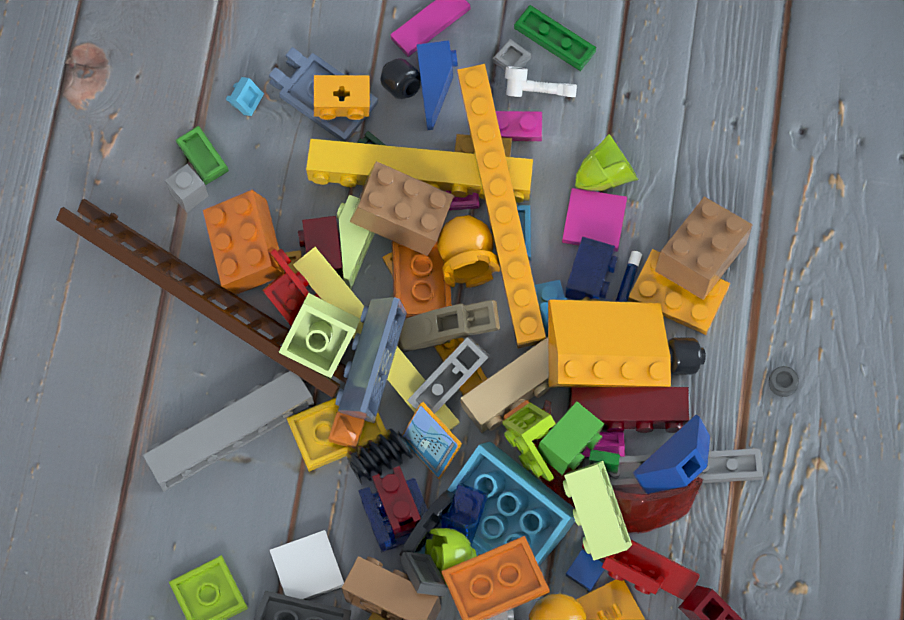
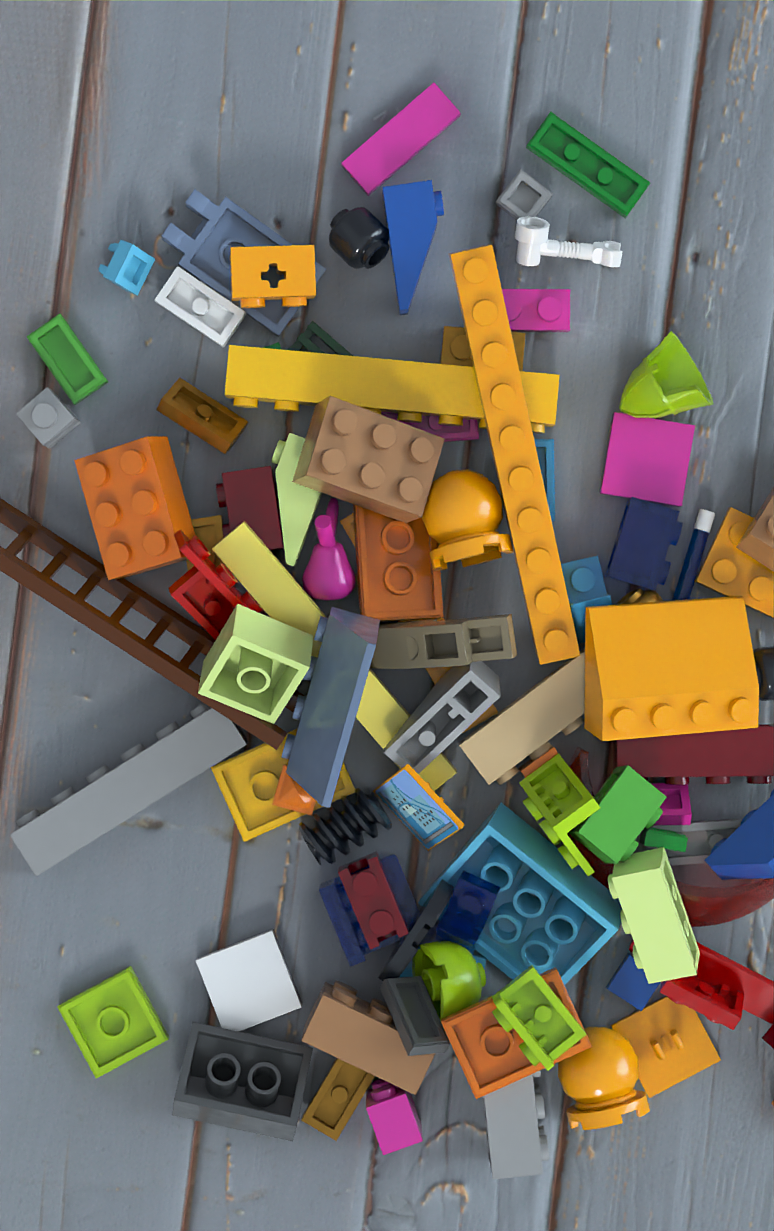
camera: 10 degrees left, 20 degrees up
(291, 188) = (202, 415): none -> pearl gold plate
(292, 121) = (200, 306): none -> white plate
(373, 280) = (328, 570): none -> dark pink piece
(509, 561) = (537, 1017): none -> lime bracket

